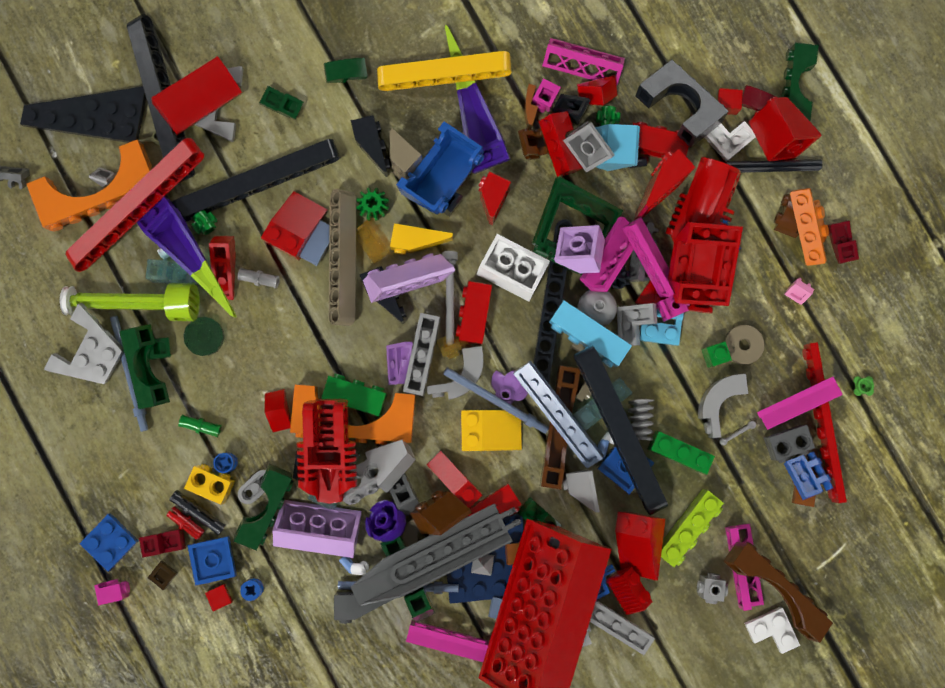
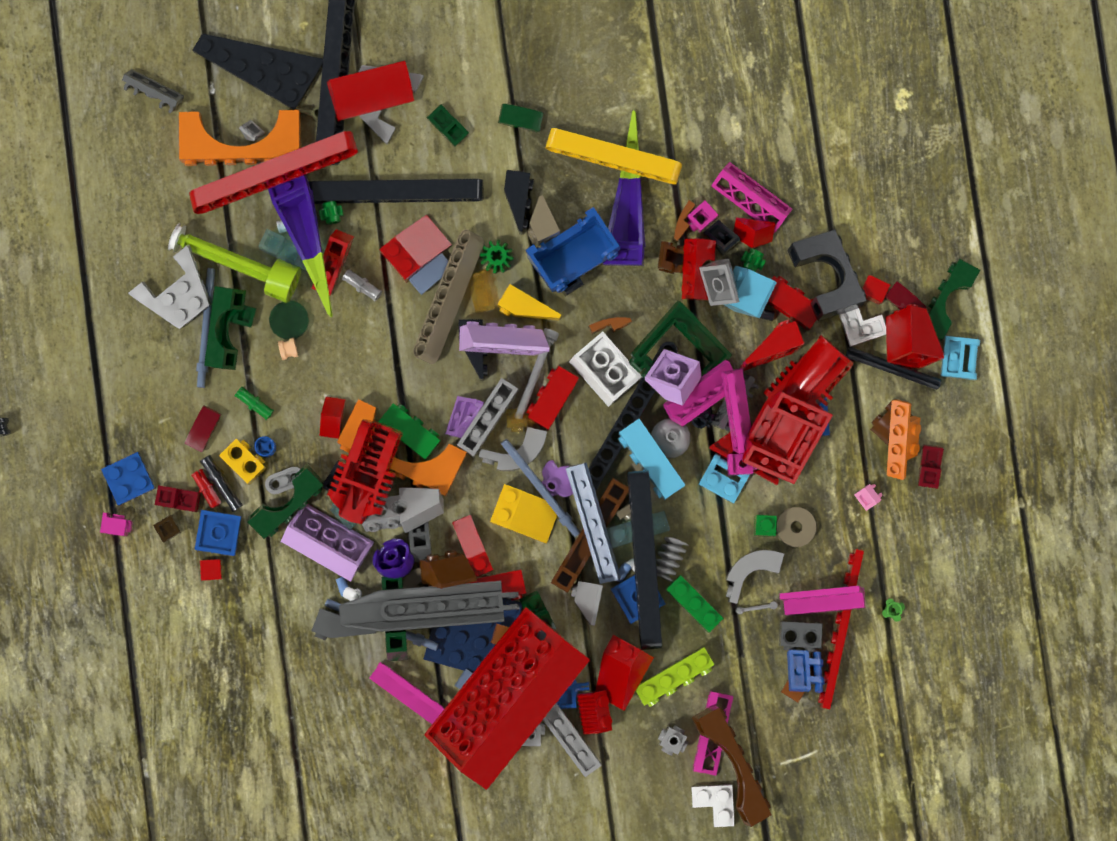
camera: 15 degrees right, 0 degrees up
(160, 468) = (203, 428): none -> dark red slope
(212, 363) = (288, 348): none -> light nougat wheel
(252, 585) = (248, 573): blue wheel -> none
(483, 565) = (468, 634): light grey slope -> none
(493, 194) = (613, 293): red slope -> none
(504, 223) = (615, 324): none -> dark orange slope
(631, 317) = (696, 461): light grey plate -> none
(827, 142) = (954, 356): none -> medium azure plate

